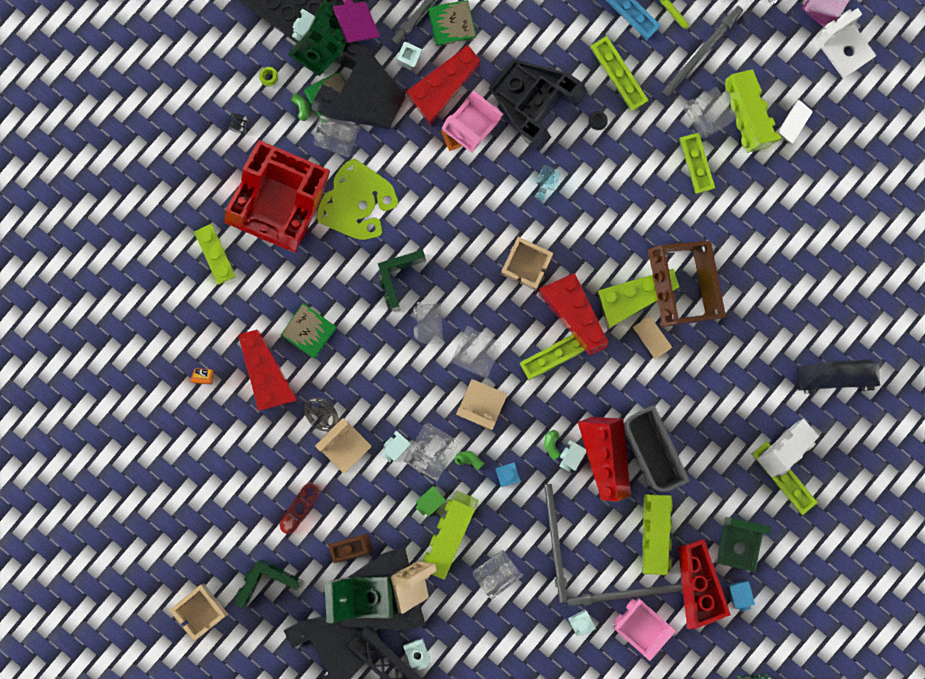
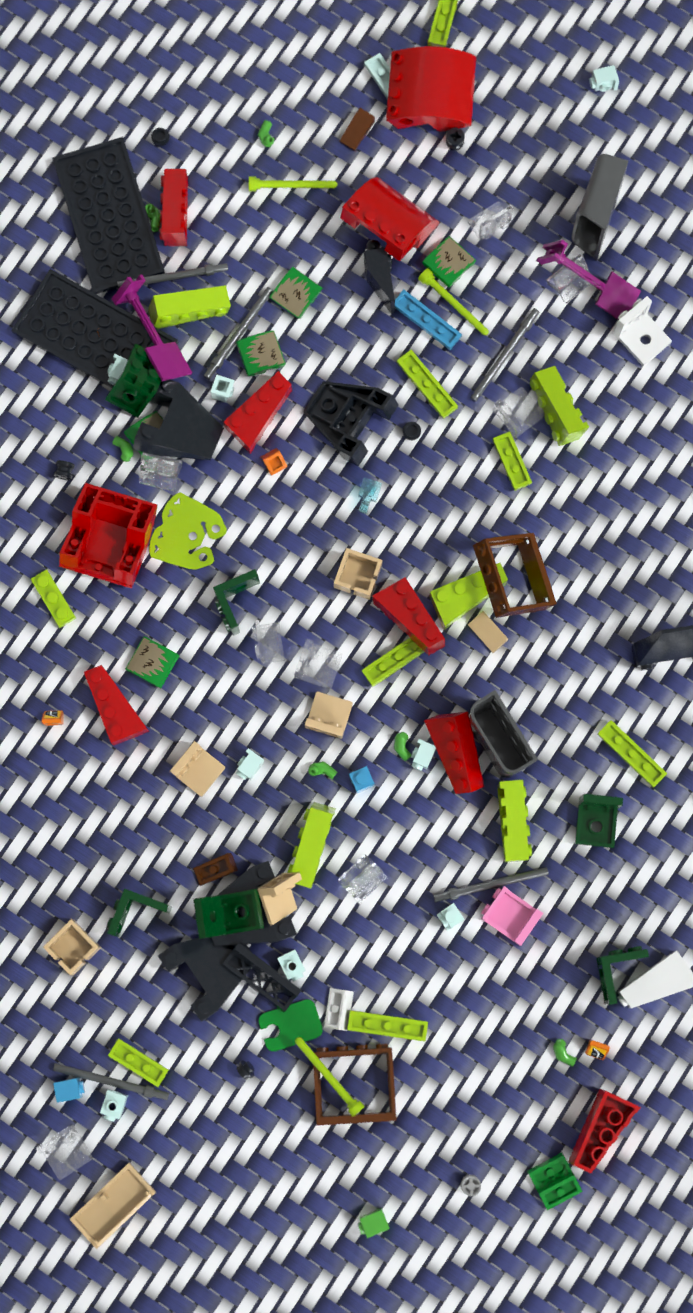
camera: 10 degrees left, 5 degrees down
(264, 72) = (88, 417): lime plate -> none
(295, 523) = (172, 825): clear red beam -> none
(322, 412) = (174, 739): clear smoke piece -> none
(430, 501) = (288, 814): bright green brick -> none
(431, 451) = (284, 766): clear bracket -> none
(472, 121) = (290, 444): bright pink panel -> none
(560, 581) = (425, 879): dark grey bar -> none
(700, 585) = (562, 866): red wedge -> none
(741, 595) = (603, 872): dark azure brick -> none
(788, 448) = (632, 724): white wedge -> none
(794, 122) = (601, 412): white slope -> none

